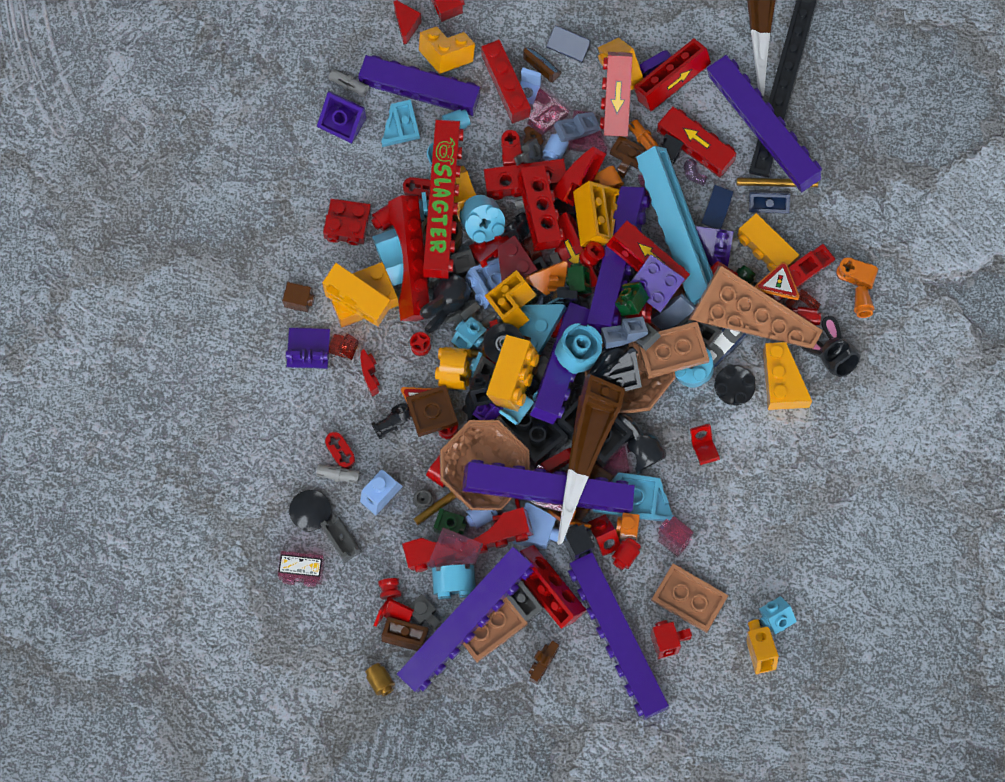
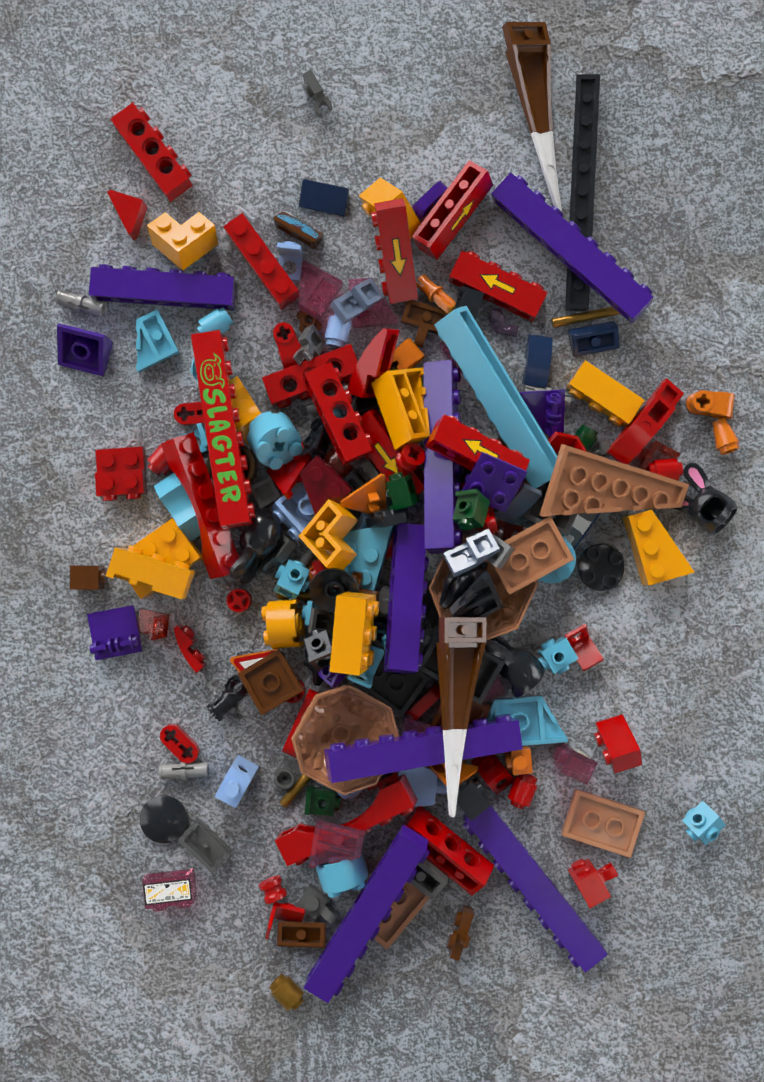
camera: 15 degrees left, 15 degrees up
(579, 348) = (436, 589): medium azure brick -> none
(680, 446) = (564, 657): none -> medium azure brick
(715, 529) = (618, 744): none -> red brick
(761, 647) = (699, 871): light orange torso -> none
(779, 283) = (631, 443): piece -> none

